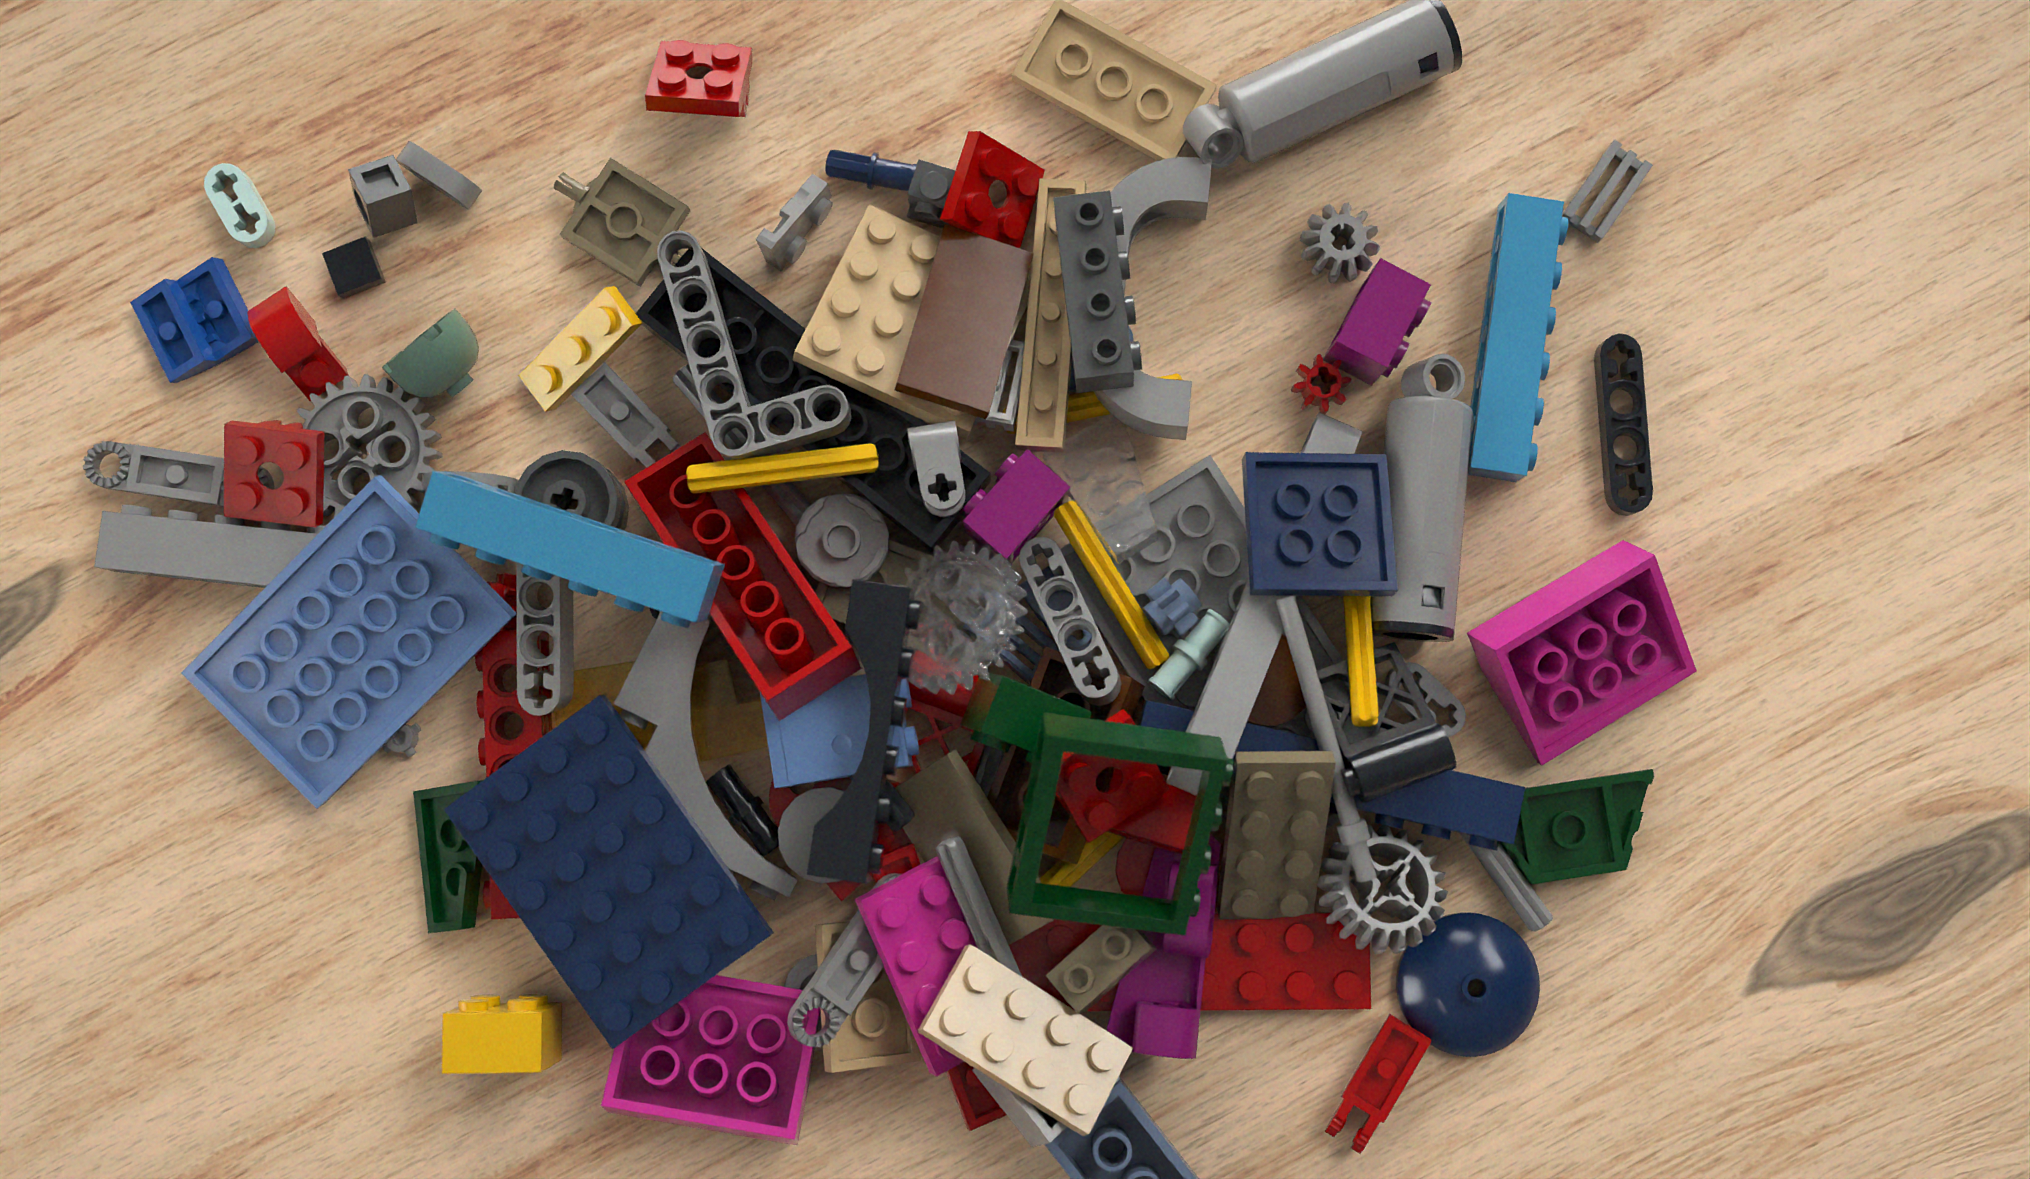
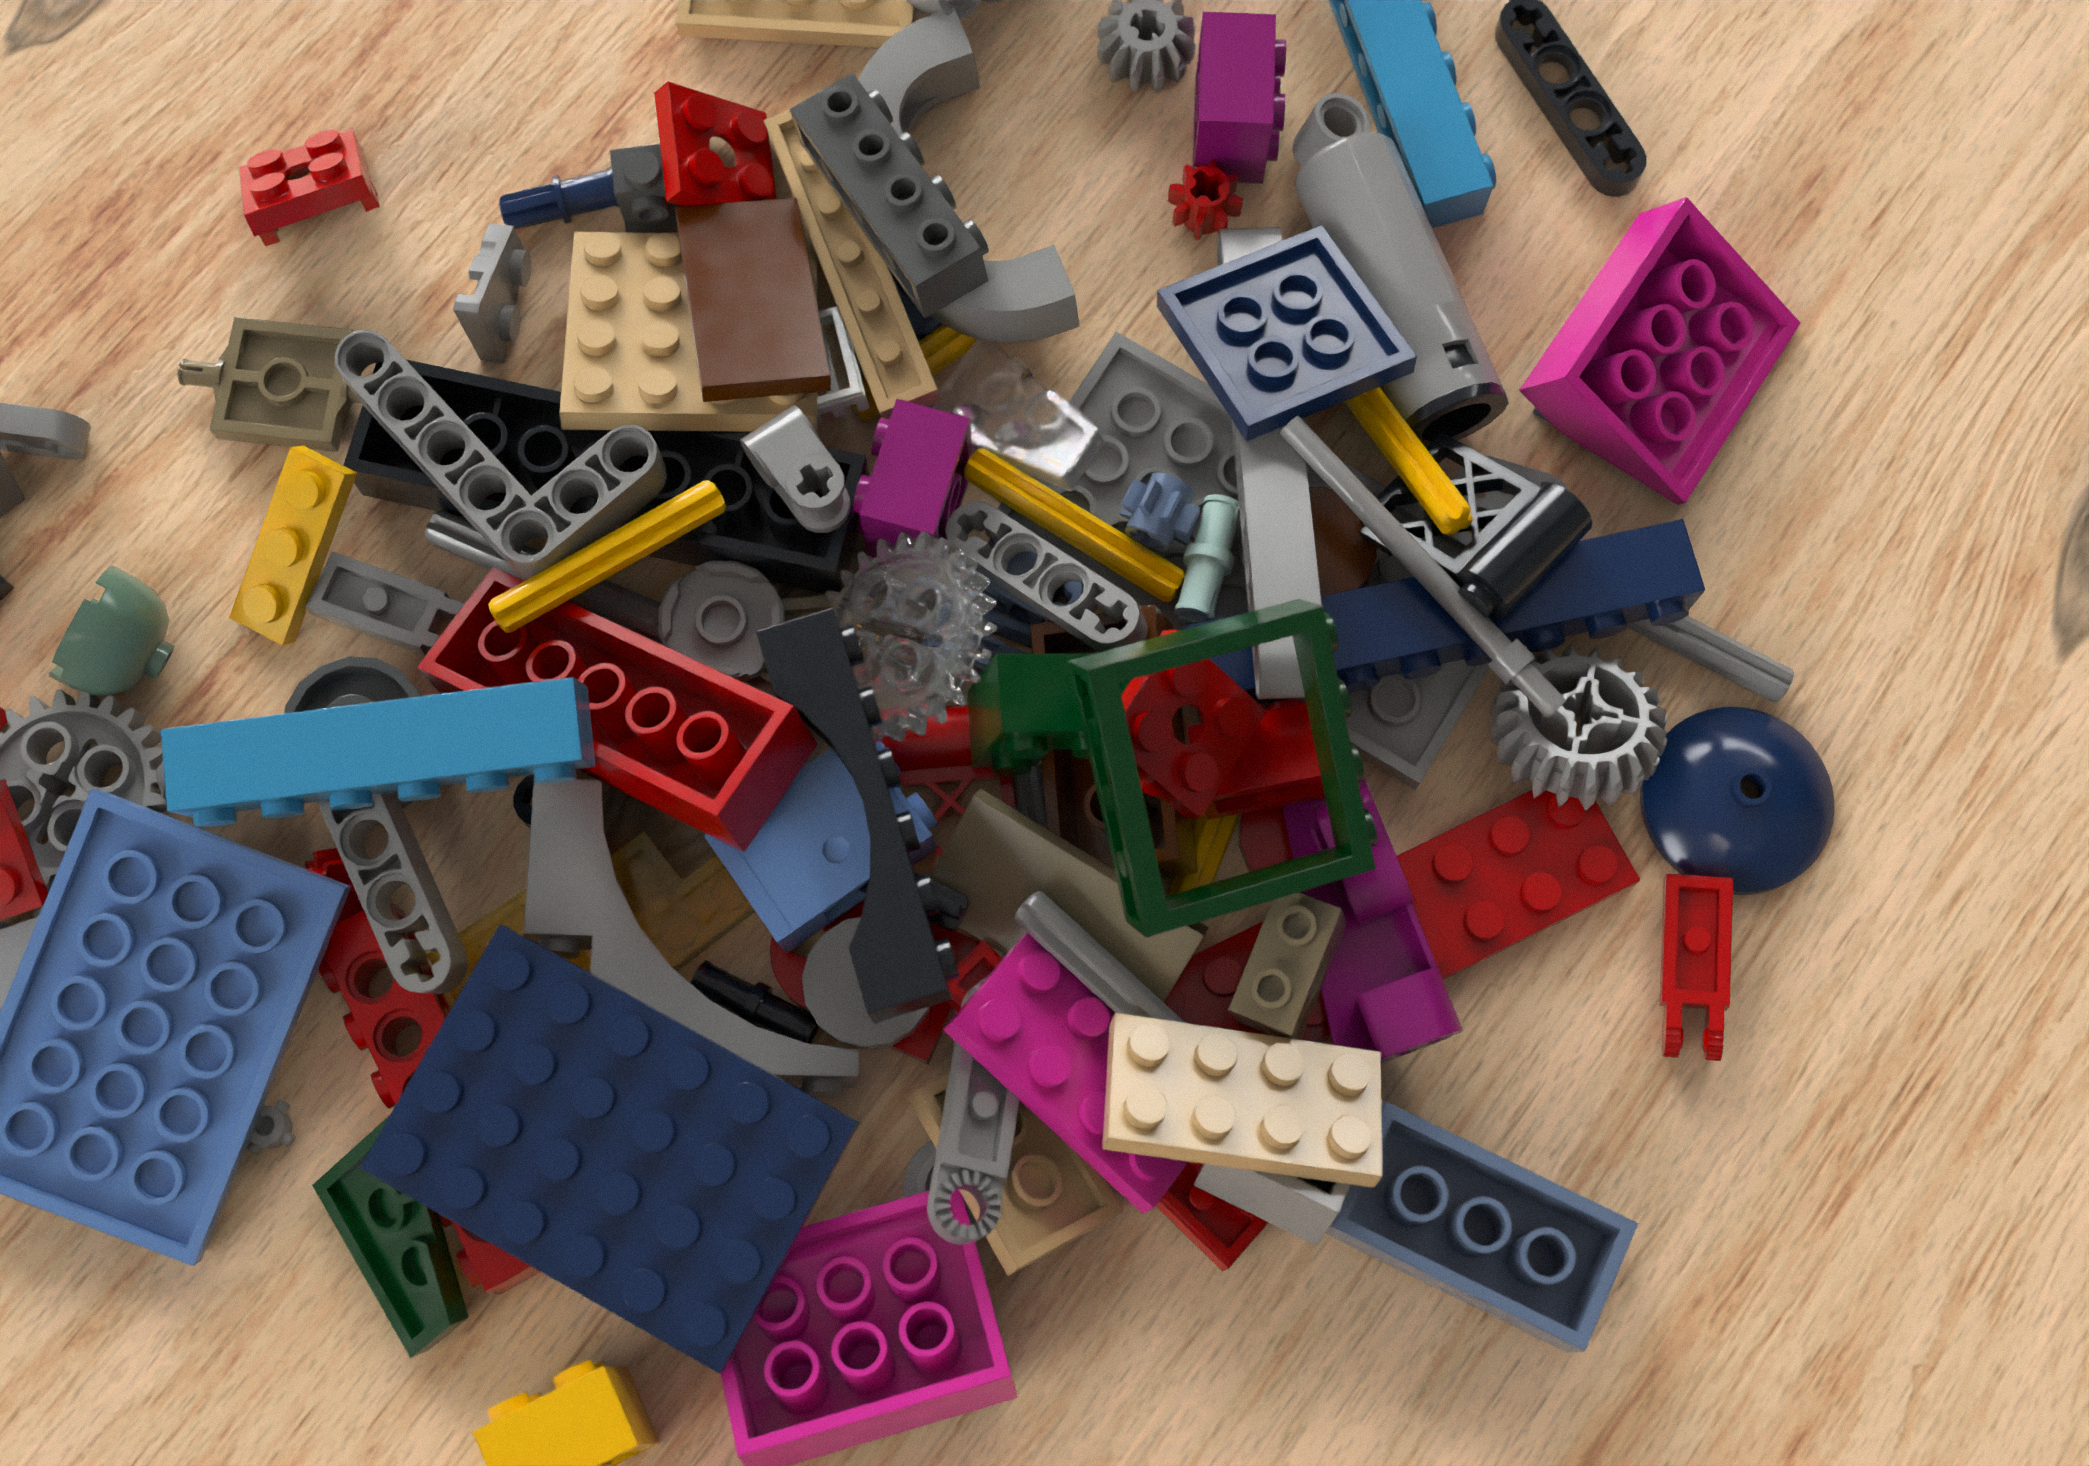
camera: 25 degrees left, 10 degrees down
(1274, 833) = (1419, 713): dark tan plate -> none
(1579, 826) = (1767, 553): dark green wing -> none

